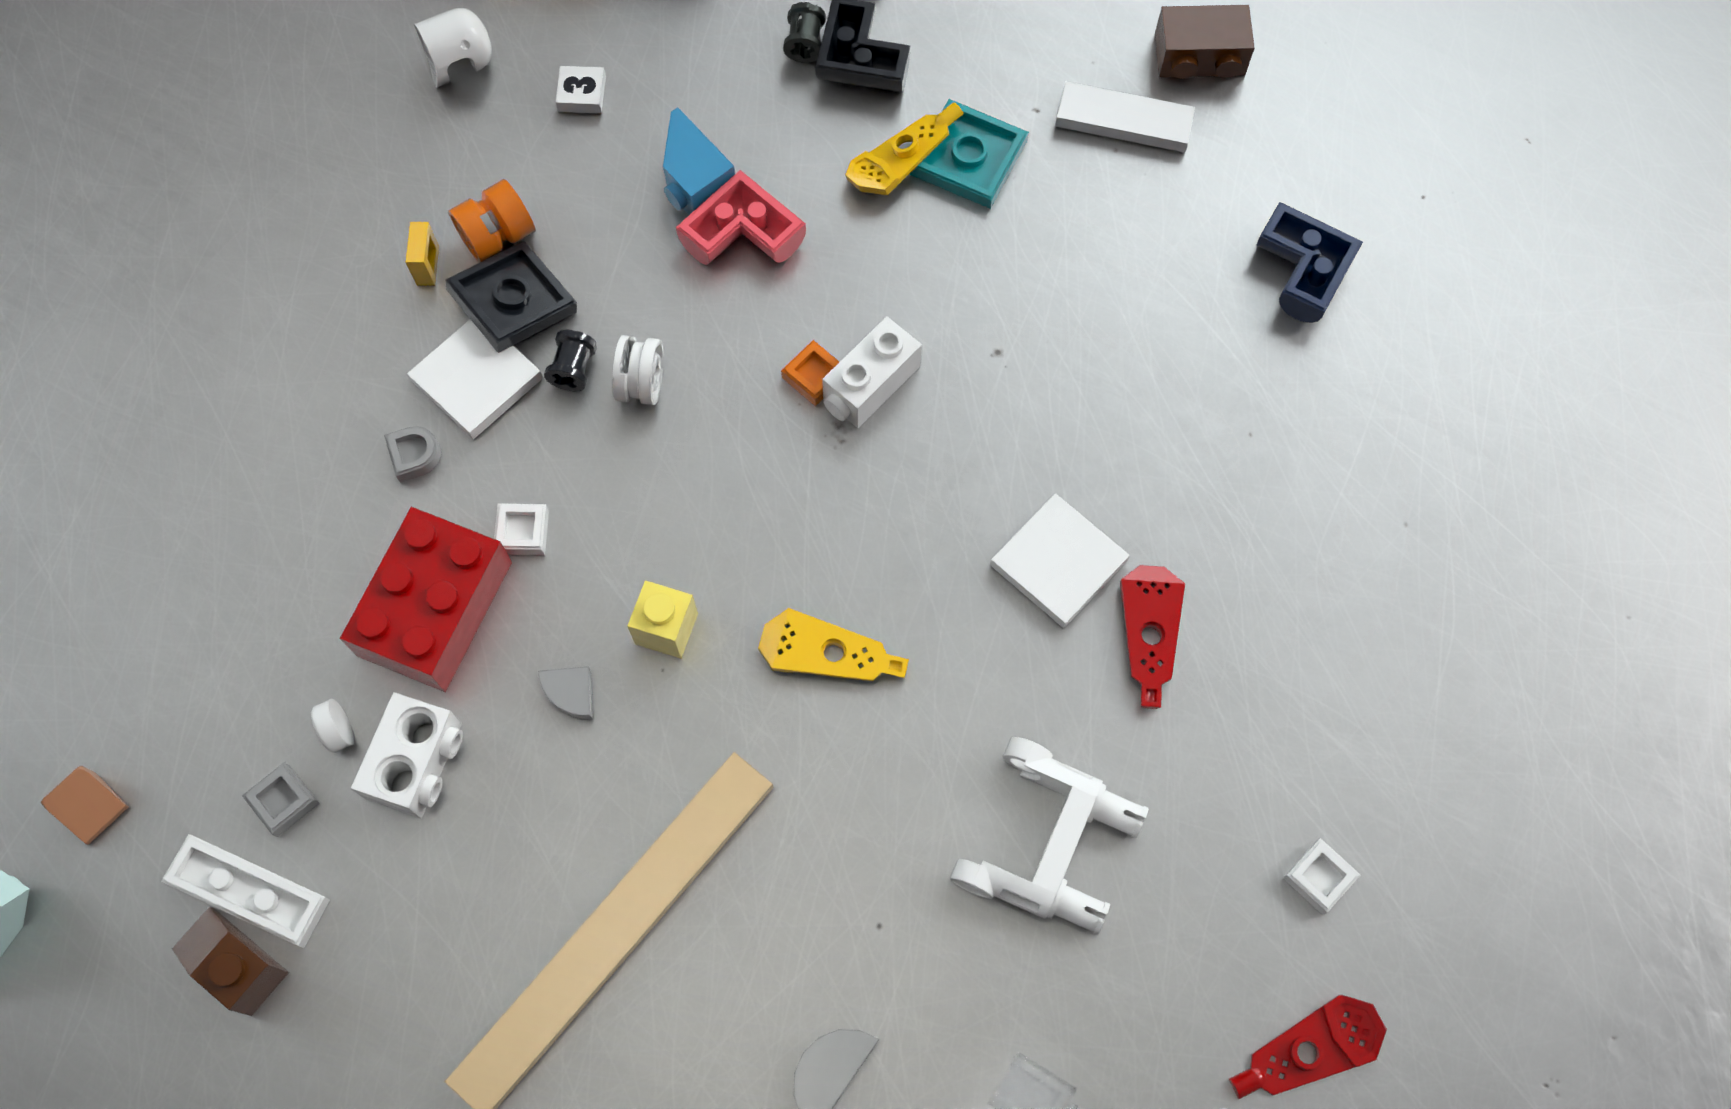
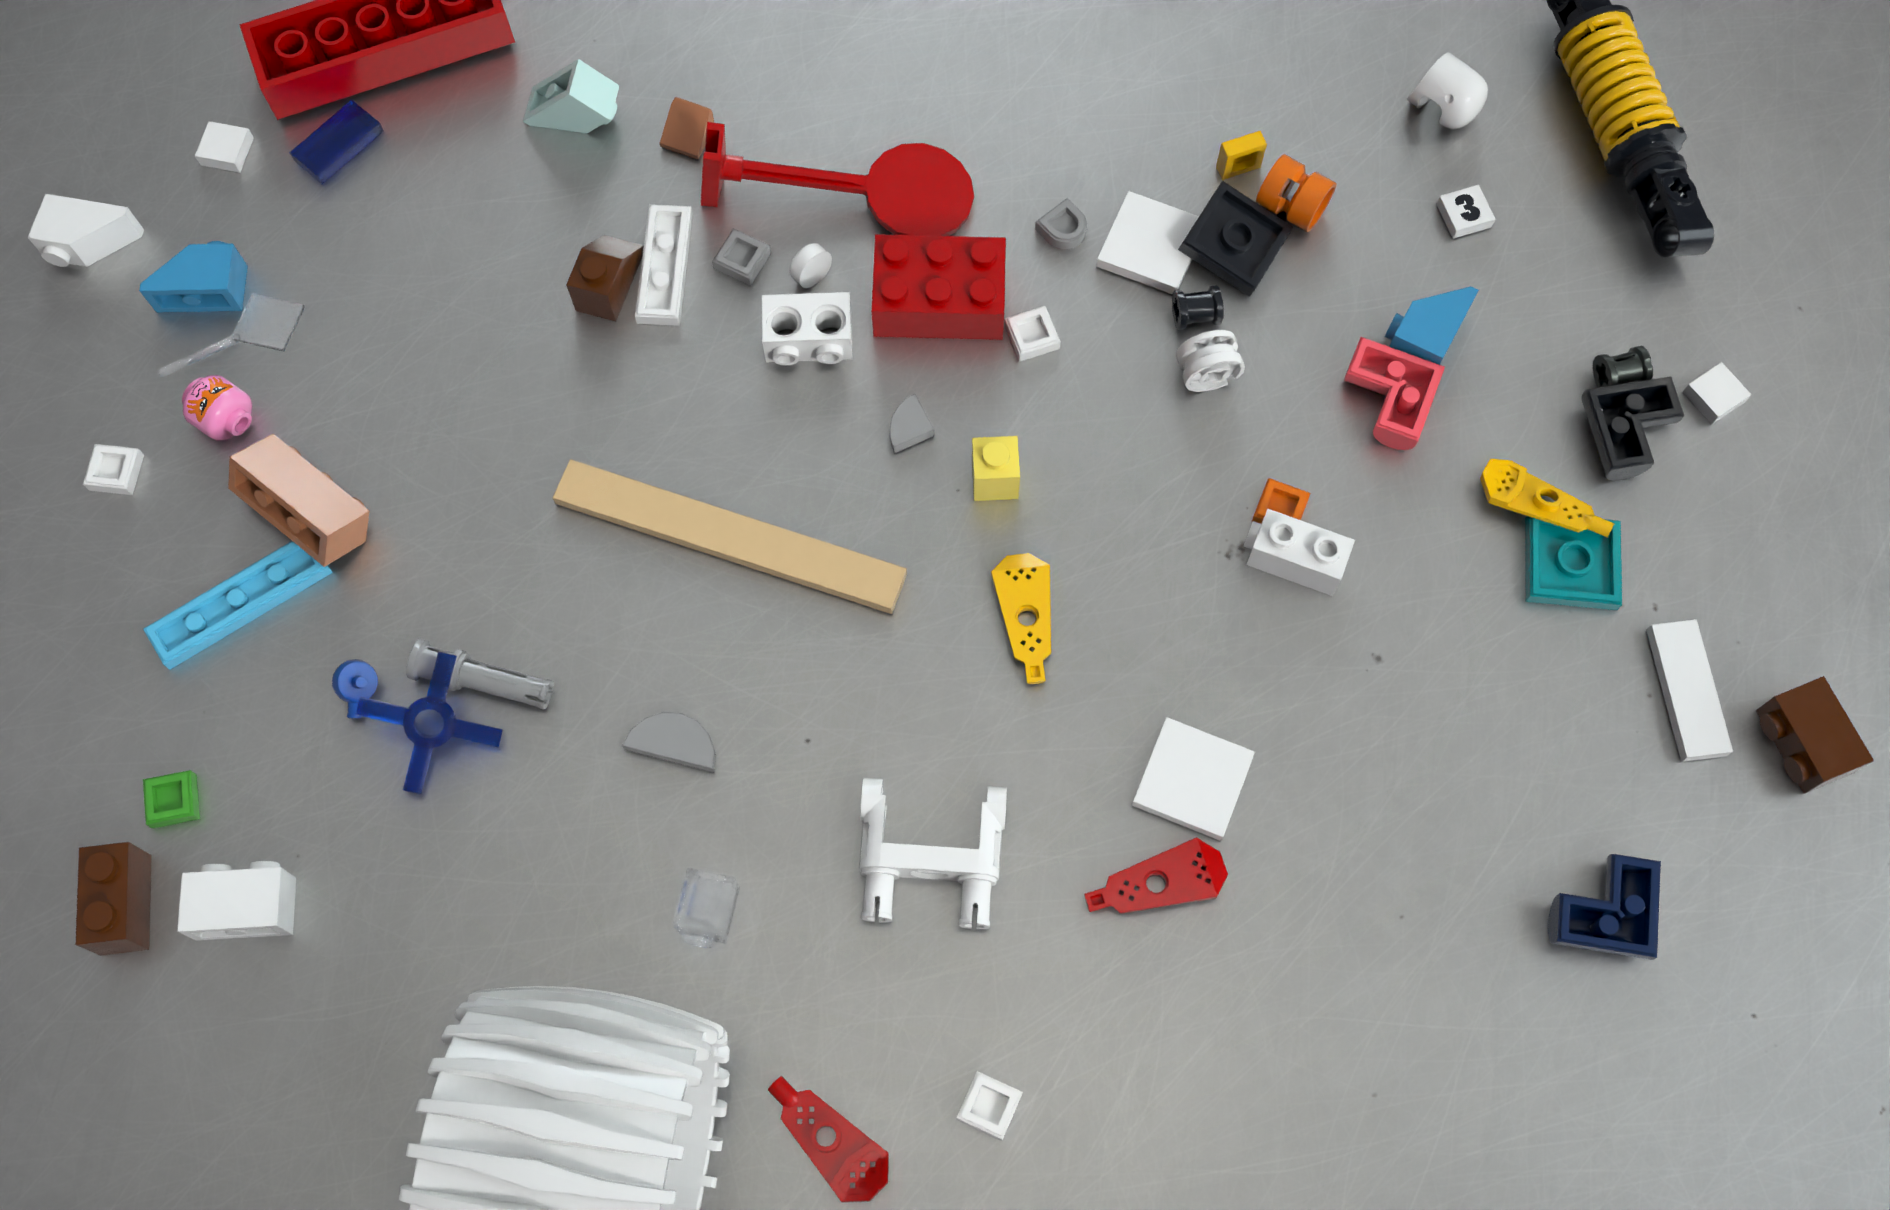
camera: 70 degrees right, 0 degrees up
(288, 588) = (907, 188): none -> red piece

